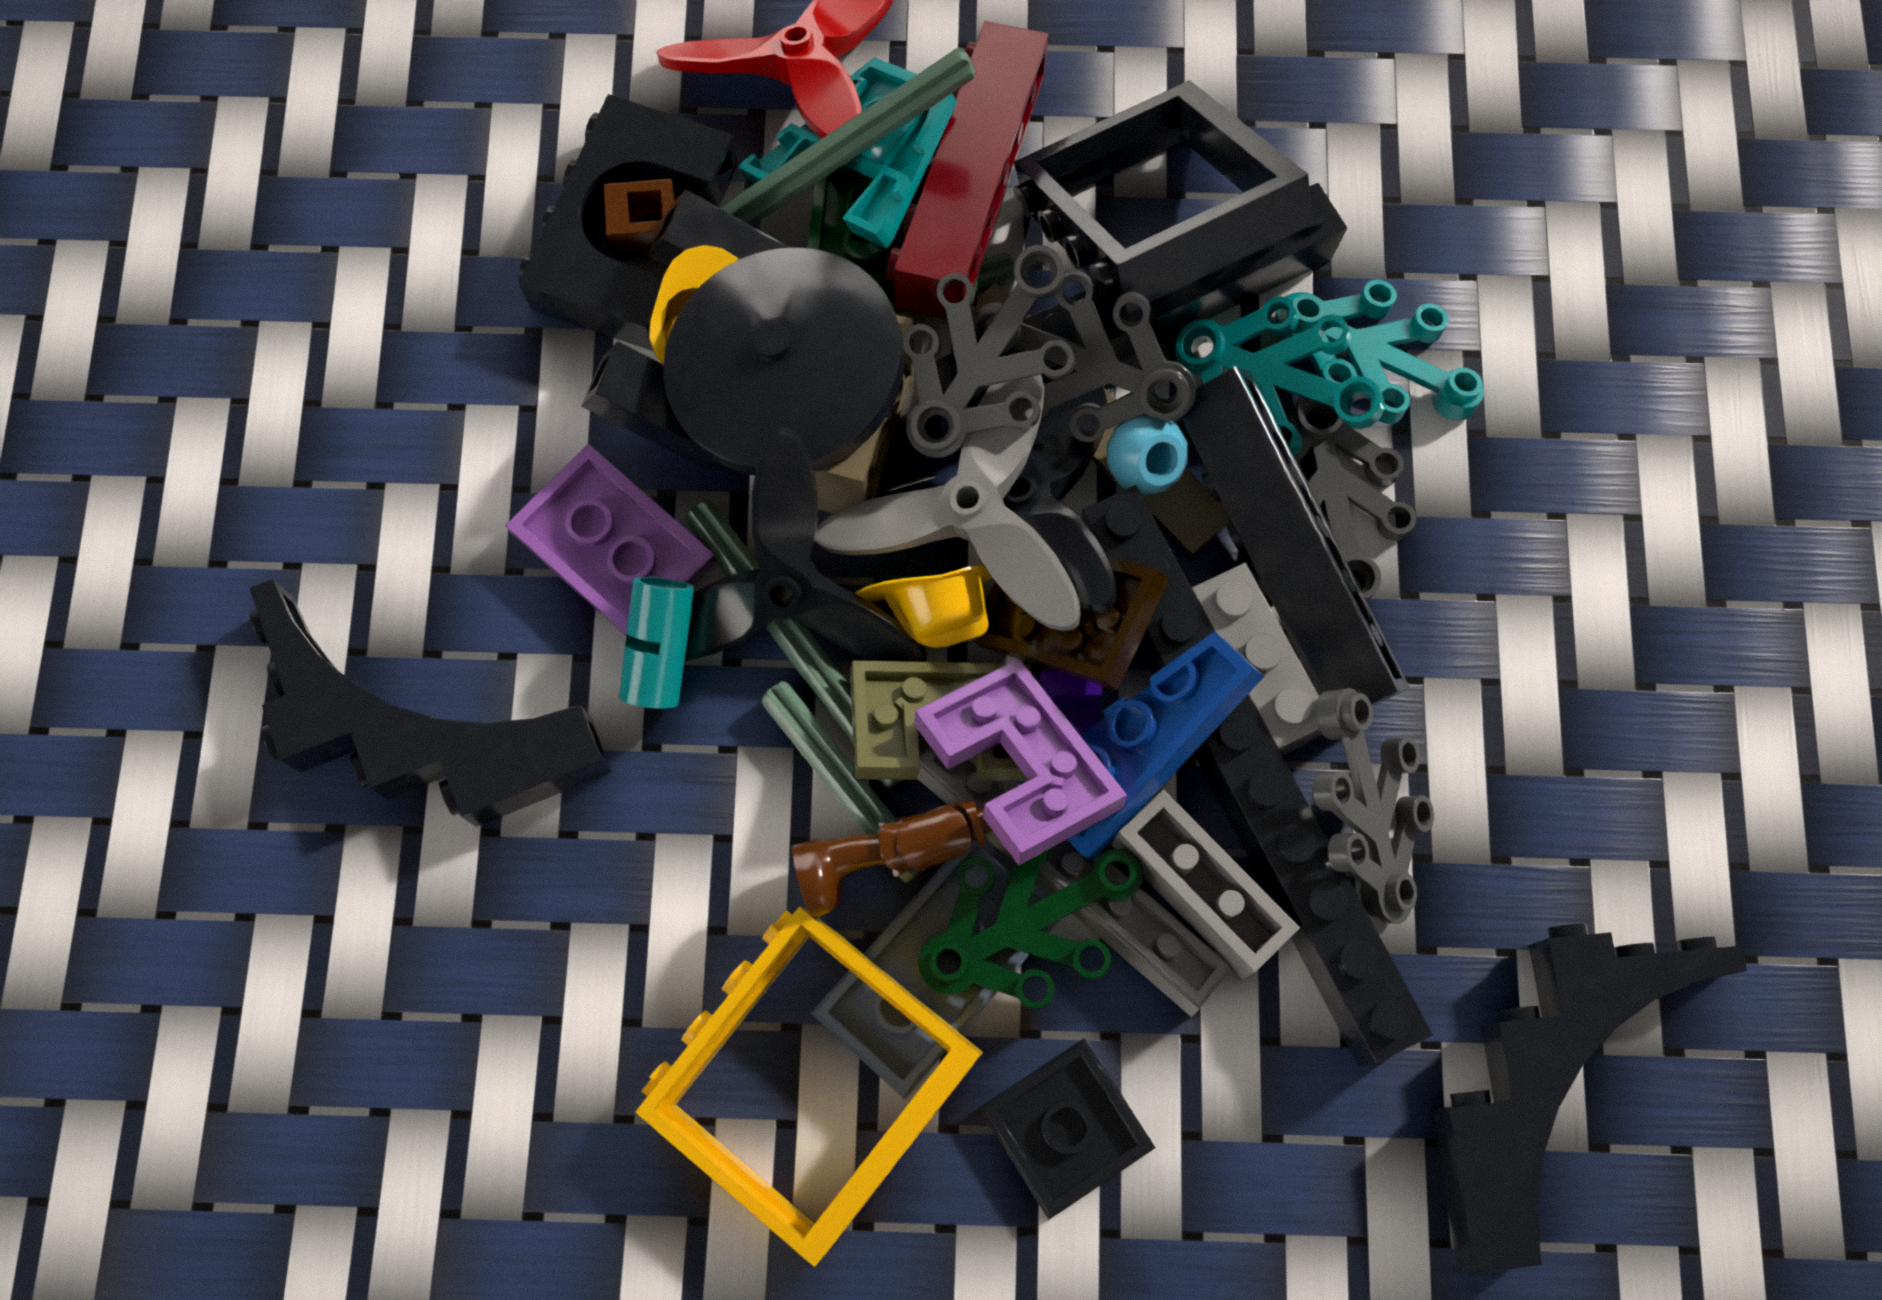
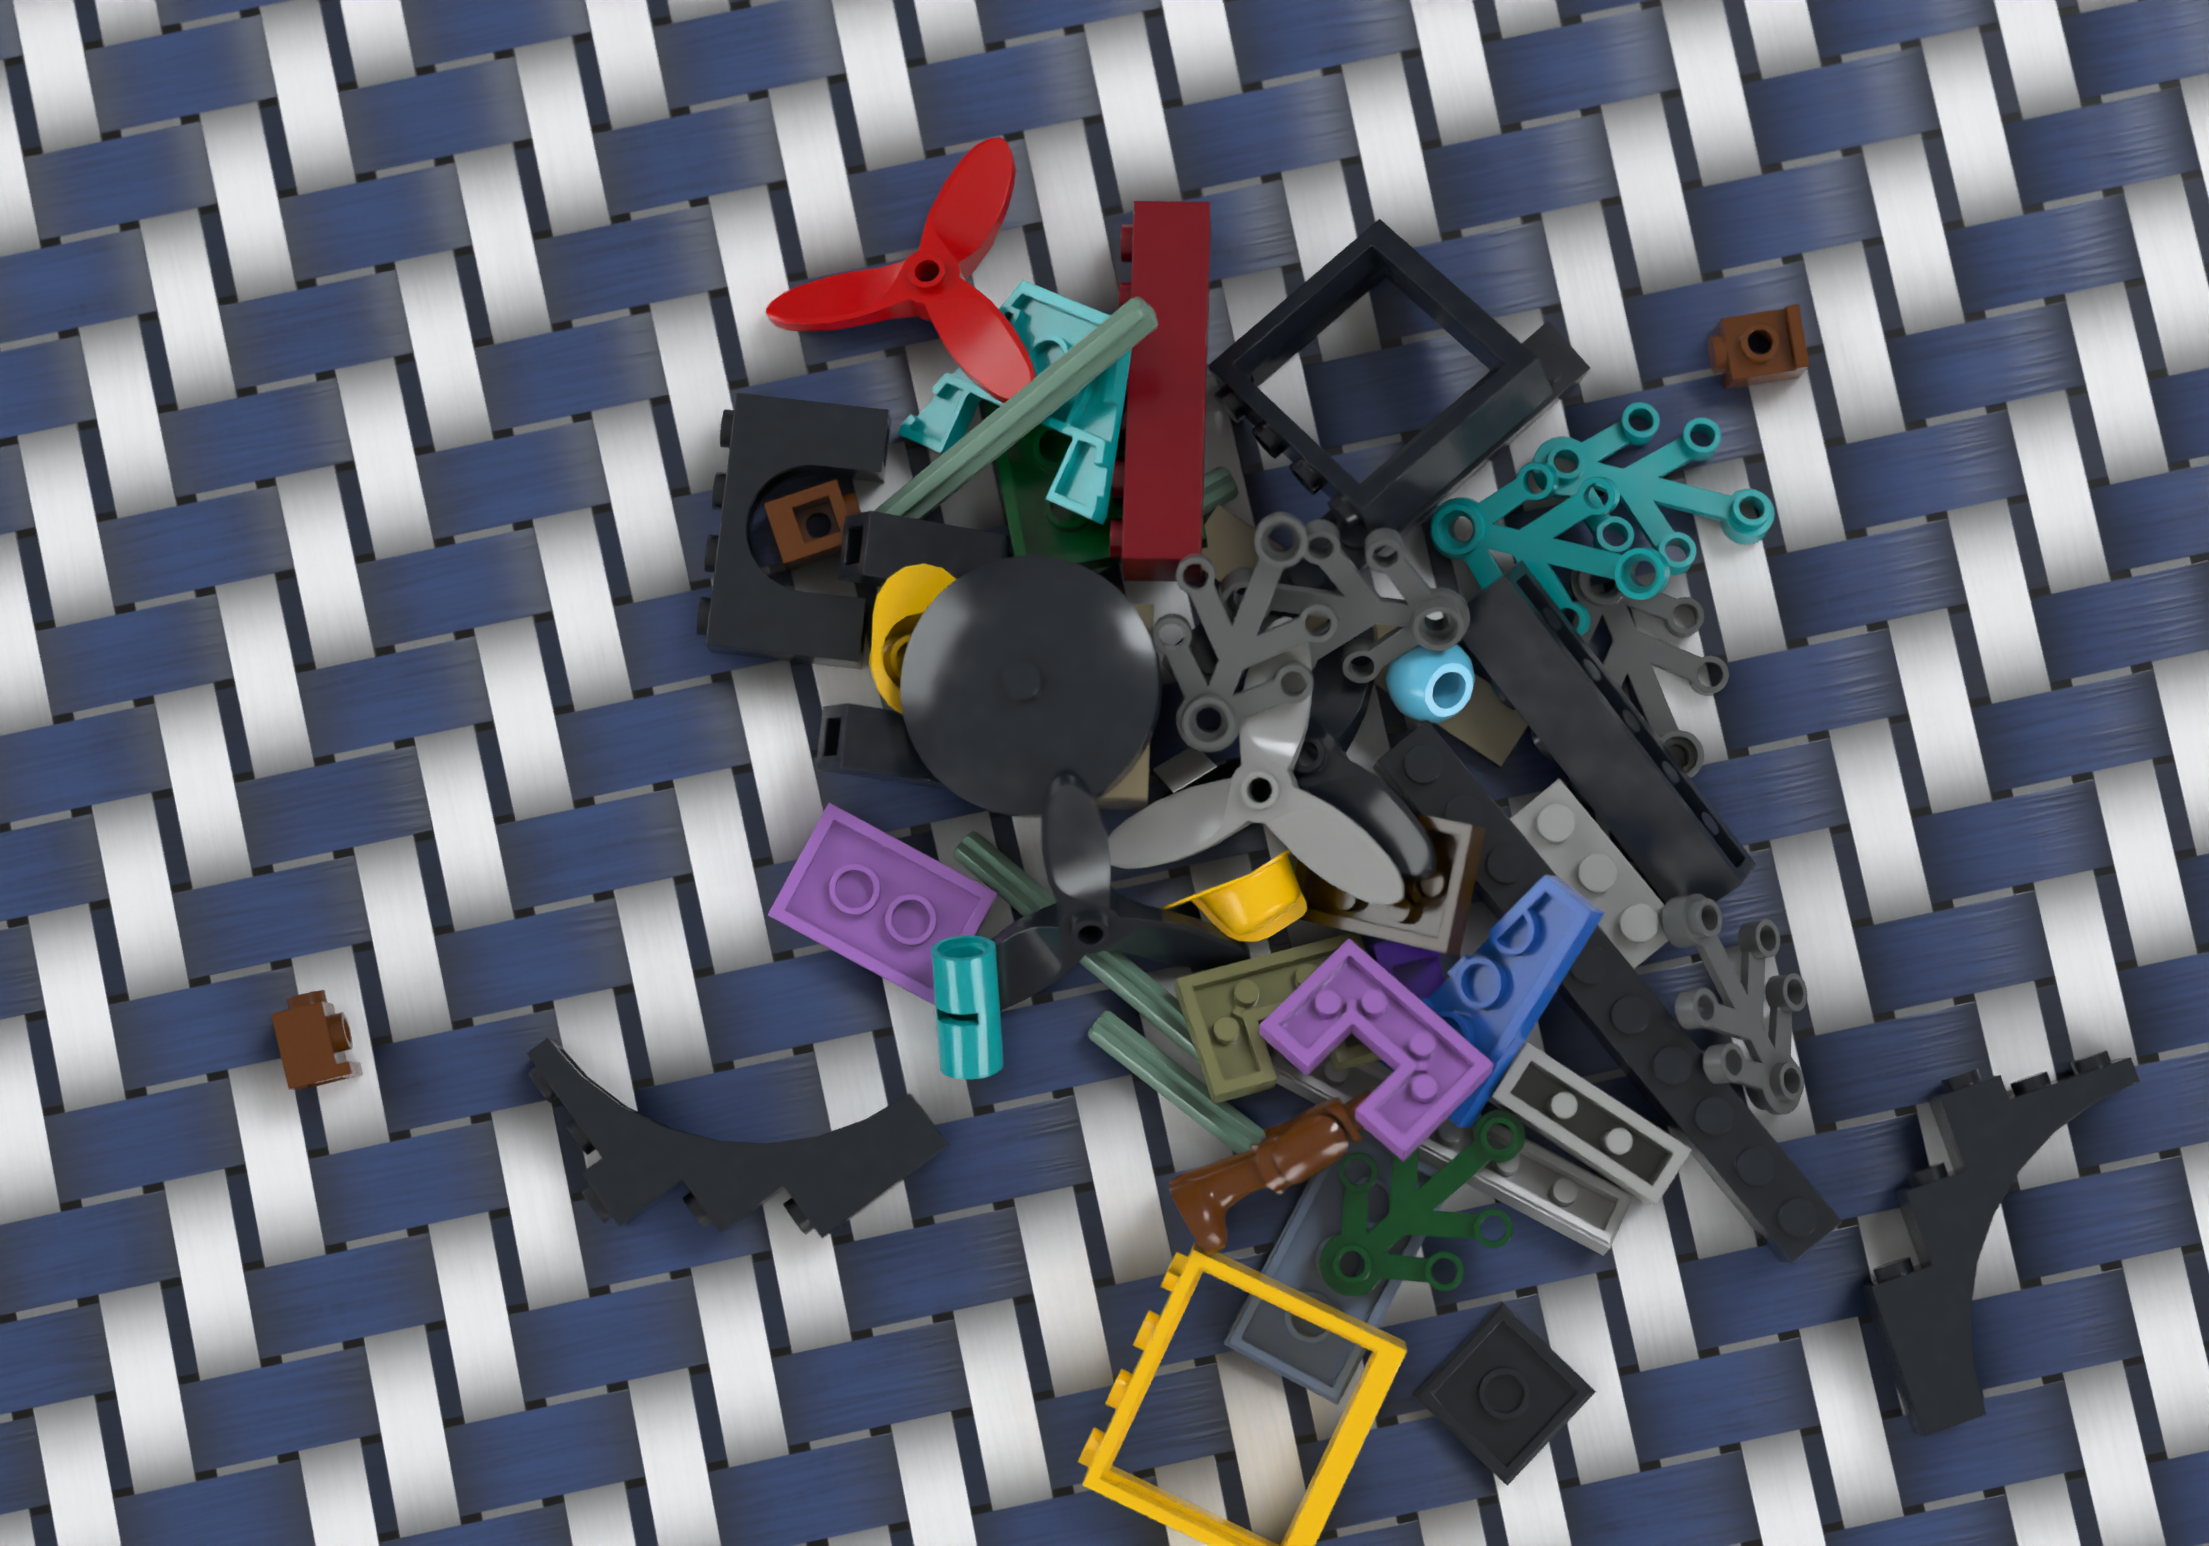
camera: 15 degrees left, 10 degrees up
(74, 543) = (313, 1042): none -> reddish brown brick
(1497, 258) = (1741, 366): none -> reddish brown brick

